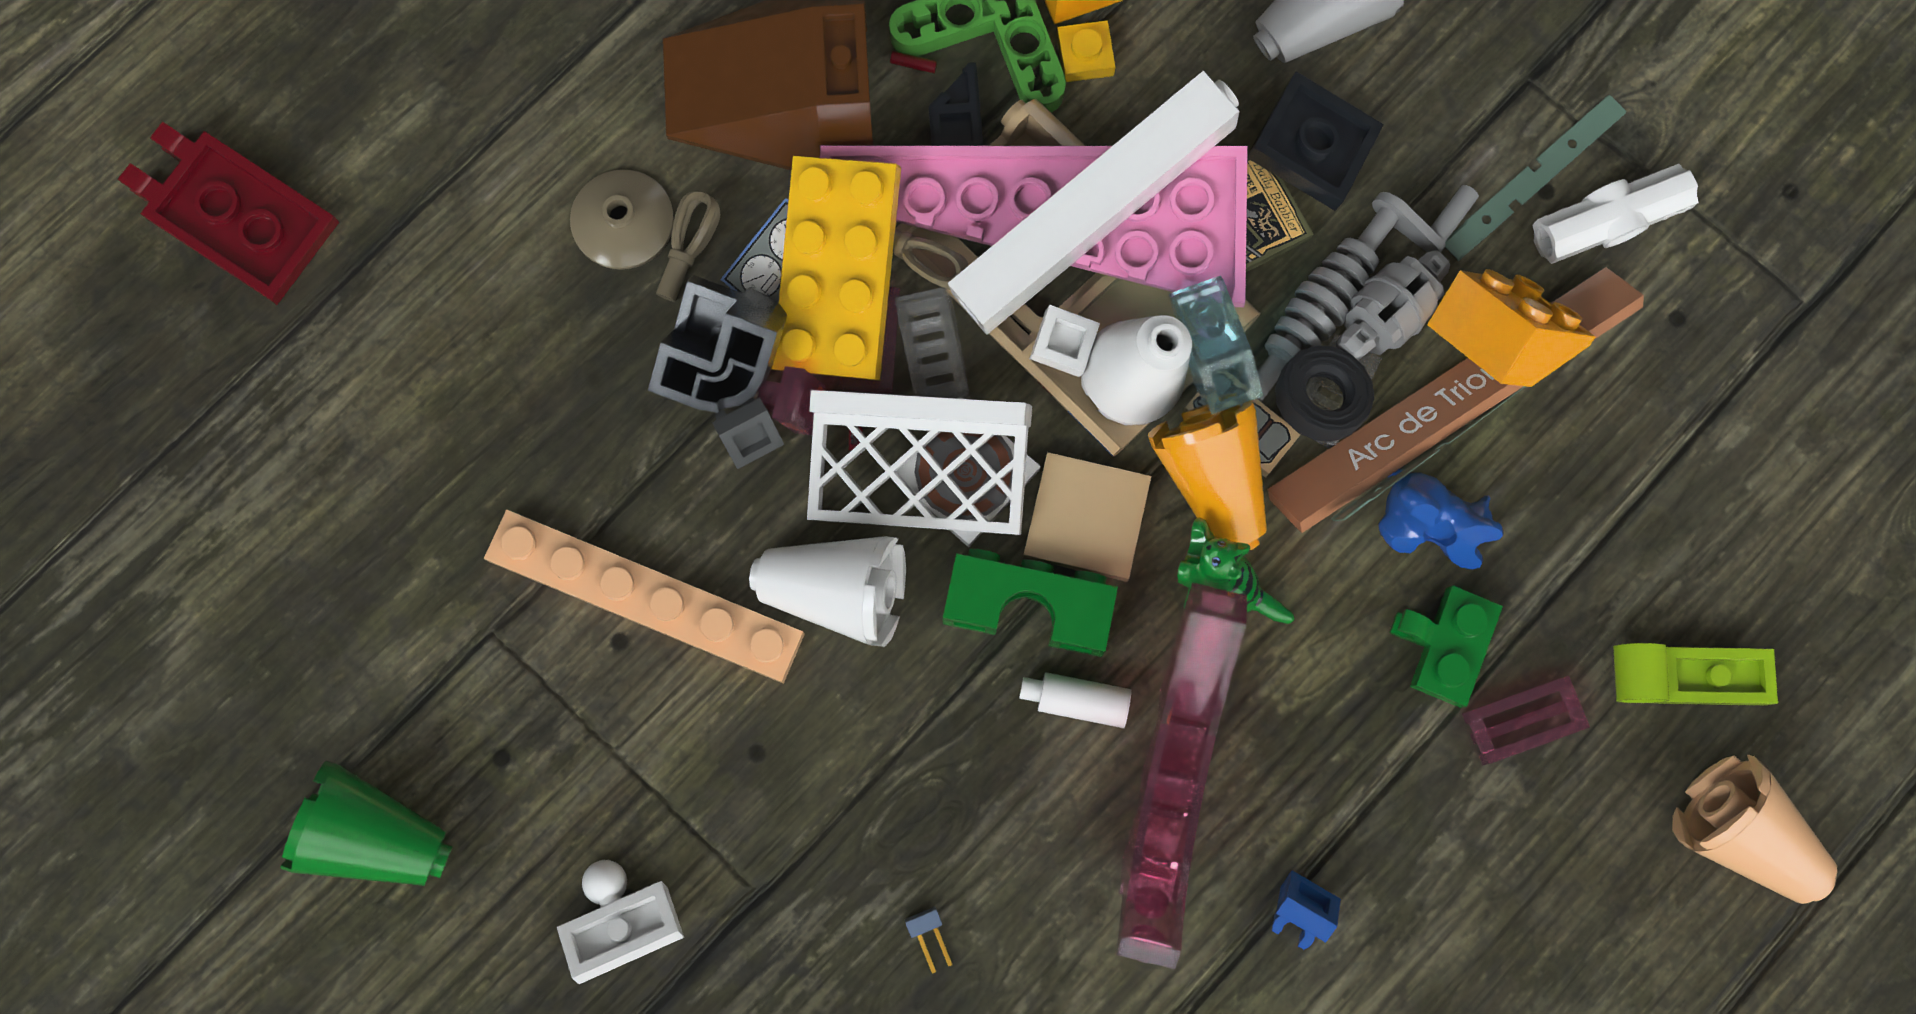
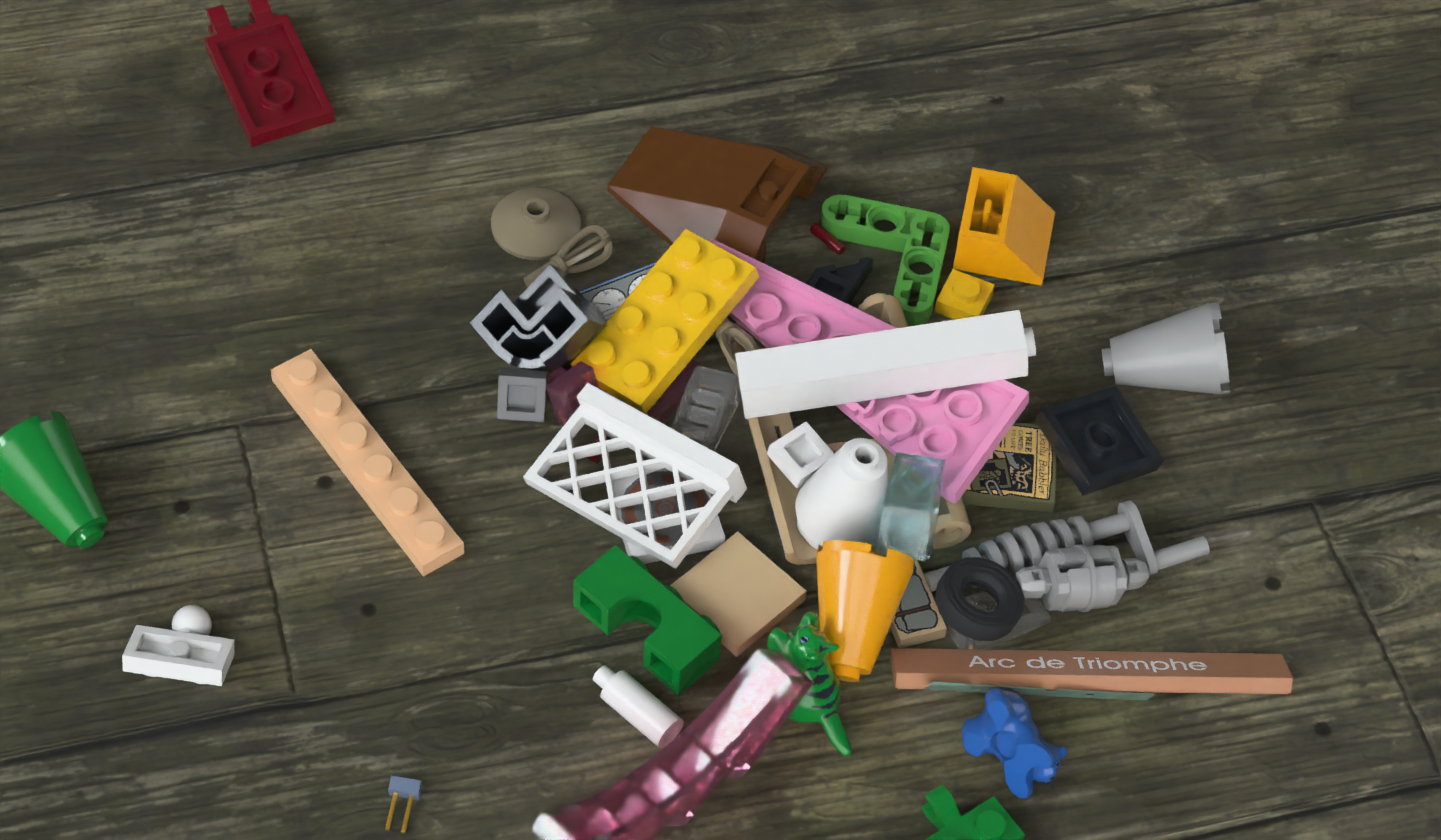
camera: 30 degrees right, 25 degrees down
(836, 585) = (515, 522): white cone -> none
(1508, 327) = (1161, 635): light orange slope -> none
(1529, 182) = (1262, 569): sand green piece -> none
(1615, 213) = (1314, 619): white piece -> none

